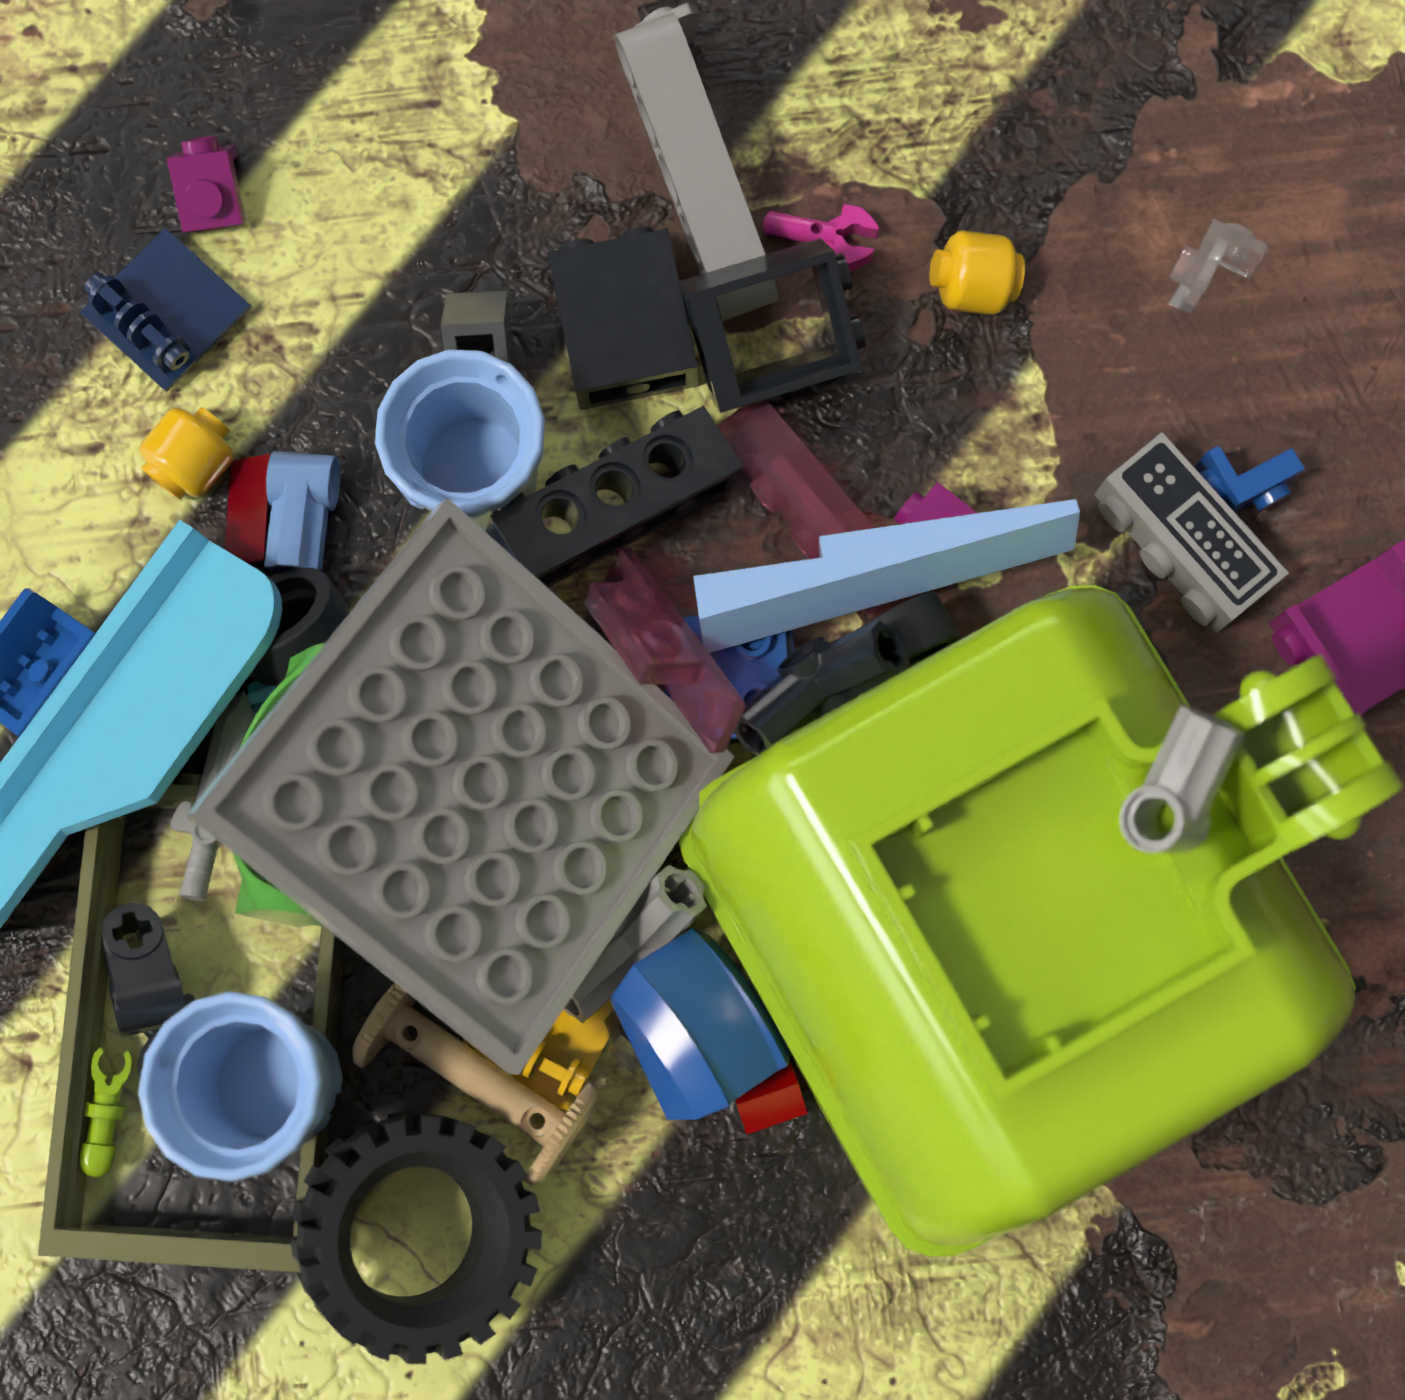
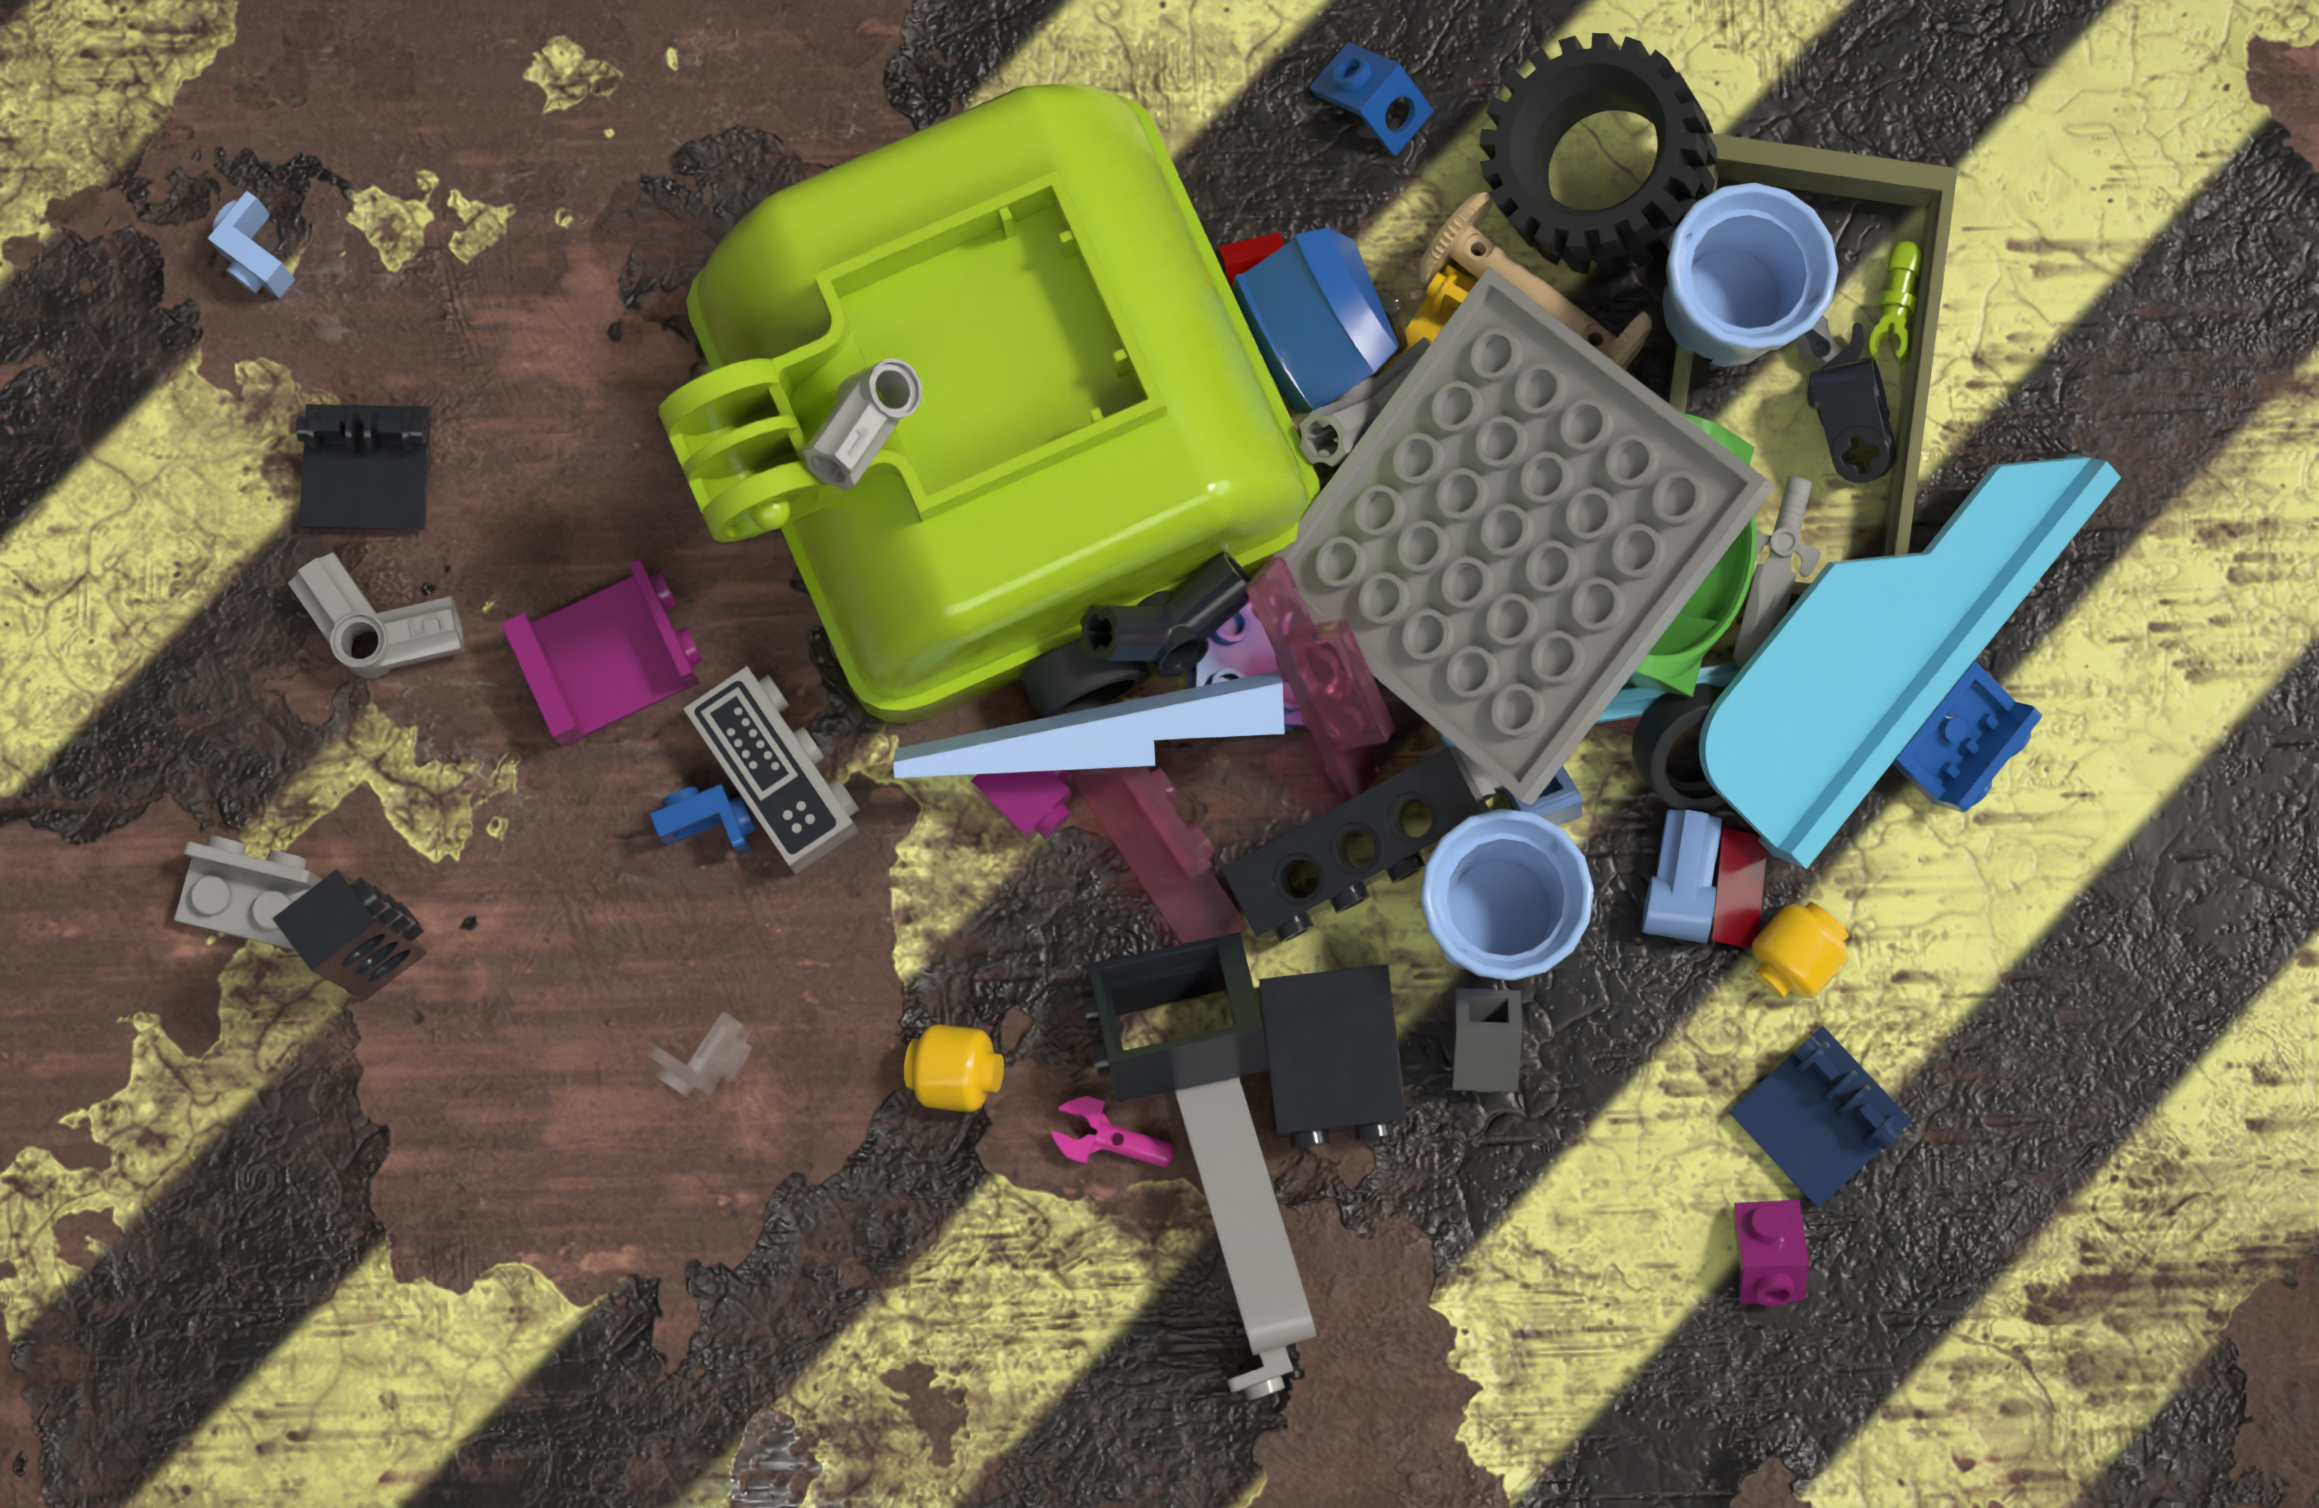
camera: 170 degrees left, 0 degrees up
(666, 1299) = (1367, 87): none -> blue bracket

